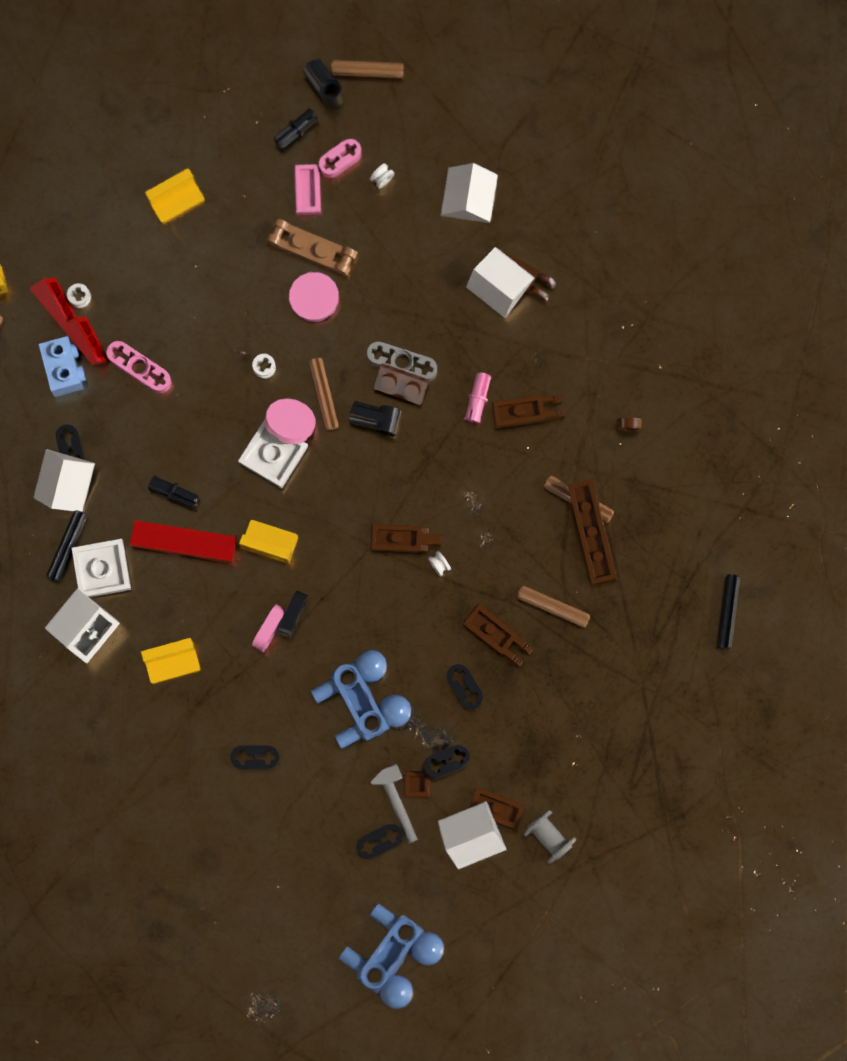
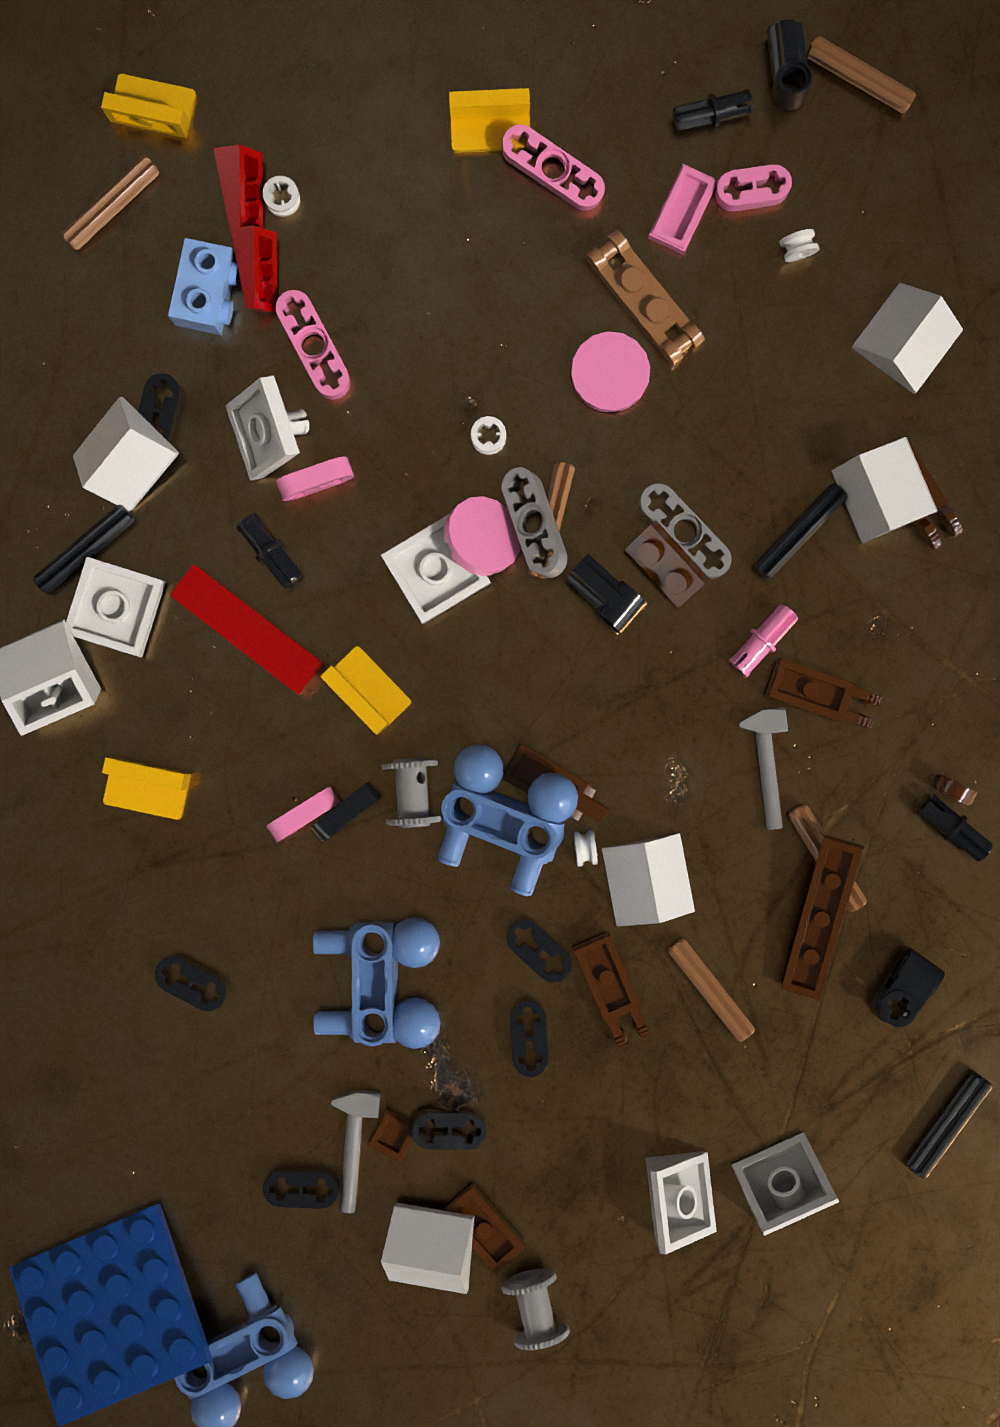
camera: 25 degrees right, 10 degrees up
(136, 424) = (265, 428): none -> white tile
(178, 439) = (315, 478): none -> bright pink beam
(204, 207) = (523, 159): none -> bright pink beam
(306, 969) = (110, 1315): none -> blue plate
(324, 582) = (411, 793): none -> light grey hose
(325, 399) = (548, 532): none -> light grey beam
(405, 543) = (502, 818): none -> medium blue piece
(442, 641) = (532, 957): none -> black beam
(466, 328) = (800, 531): none -> black axle
(484, 563) = (648, 880): none -> white slope
(503, 444) = (763, 724): none -> light grey piece
(599, 731) = (680, 1199): none -> white slope
(641, 445) = (955, 828): none -> black axle
(651, 691) = (784, 1184): none -> white slope
(662, 544) = (909, 984): none -> black piece

